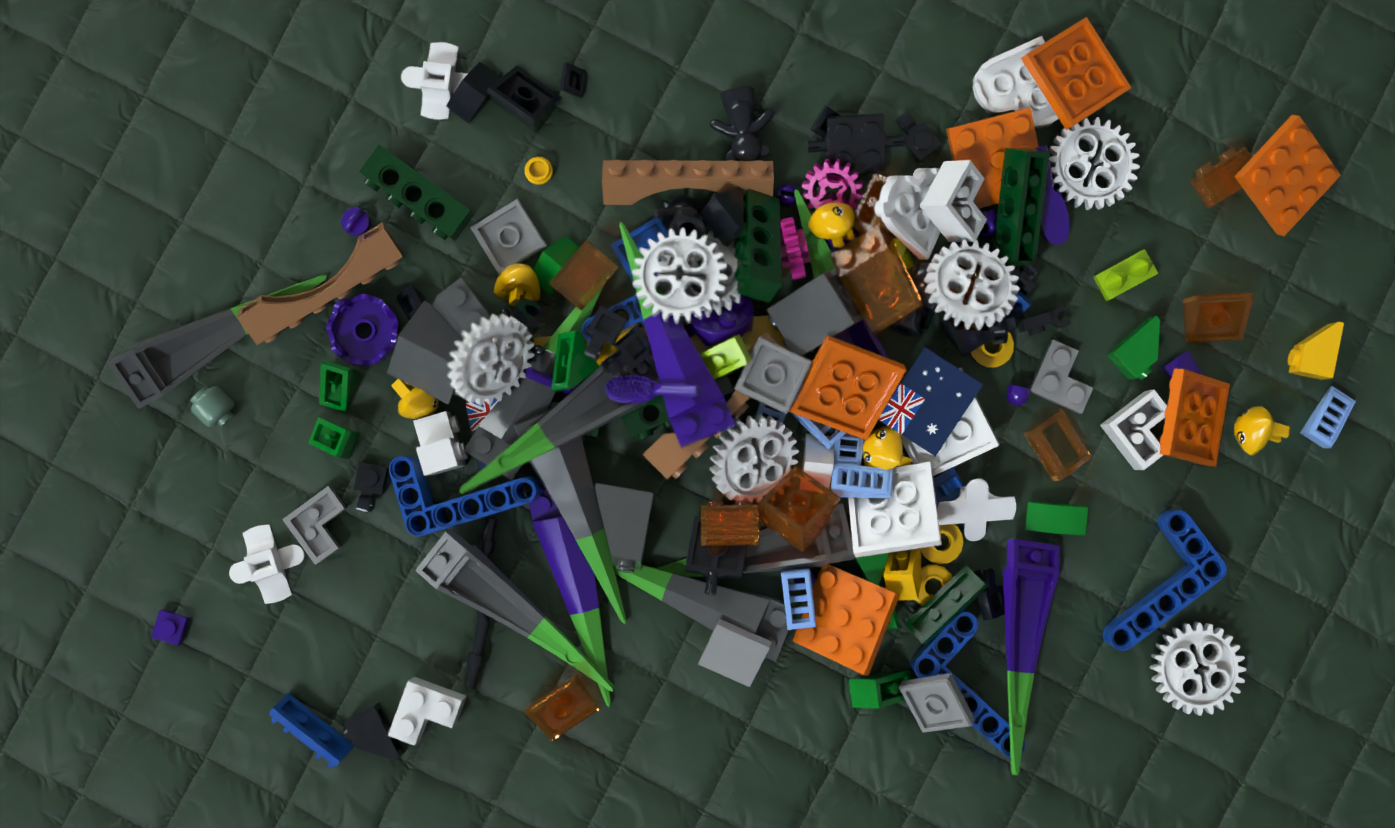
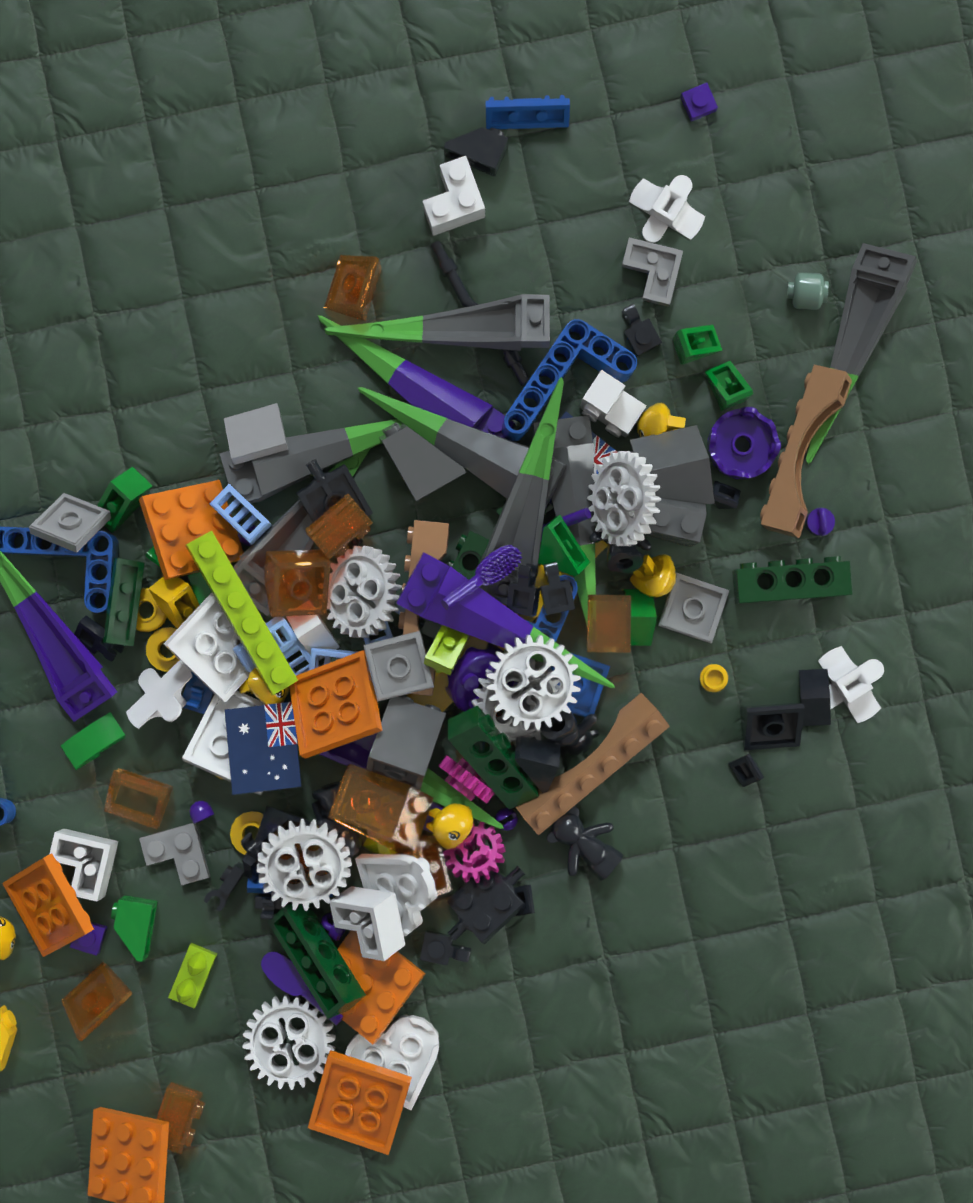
camera: 135 degrees right, 0 degrees up
(860, 518) = (241, 612): none -> lime plate

